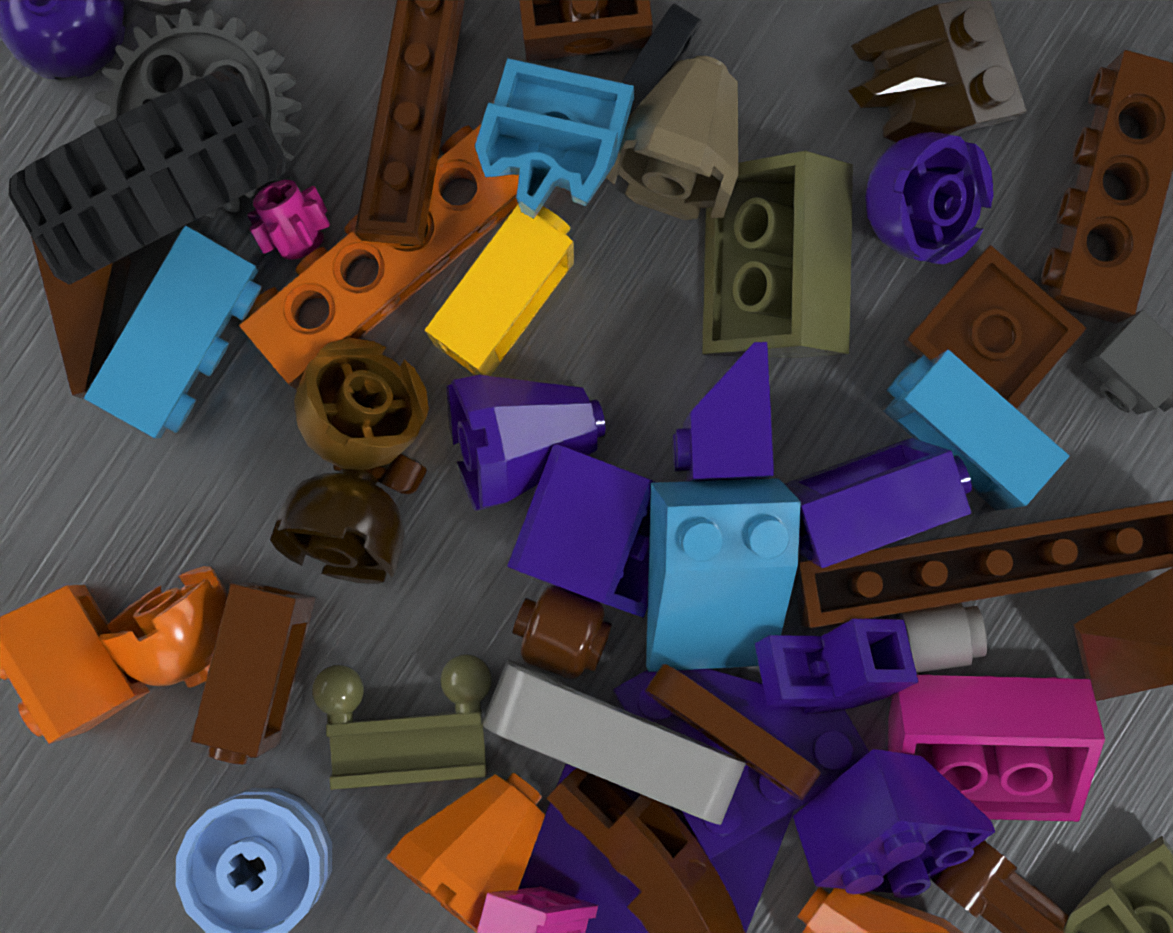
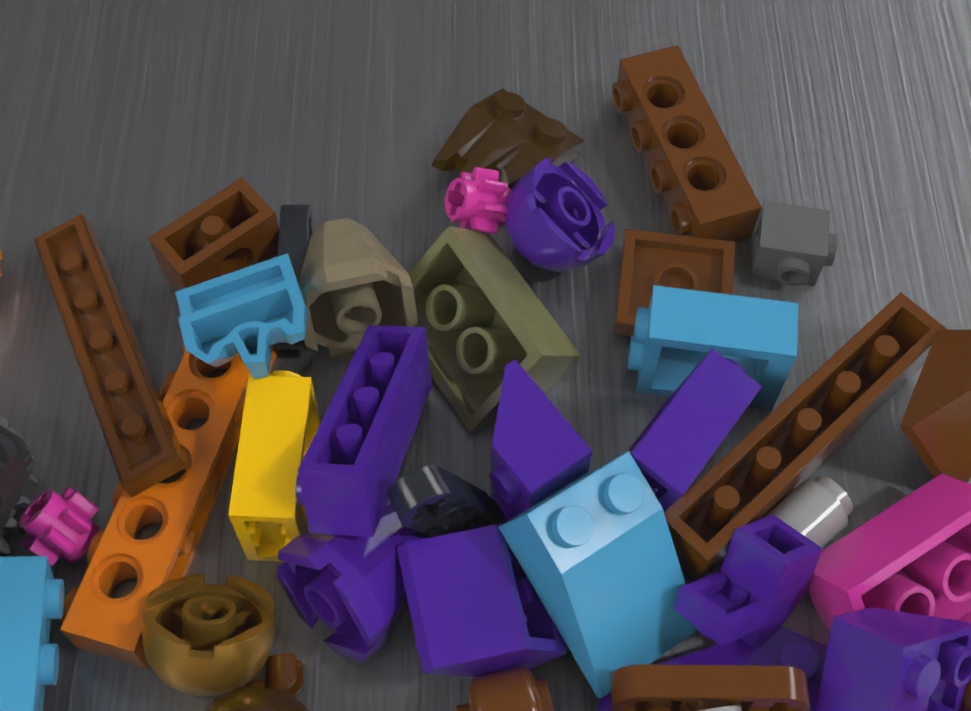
camera: 35 degrees left, 25 degrees down
(599, 314) = (365, 432): none -> dark purple brick
(618, 431) = (440, 502): none -> black beam
(860, 129) = (478, 200): none -> dark pink gear

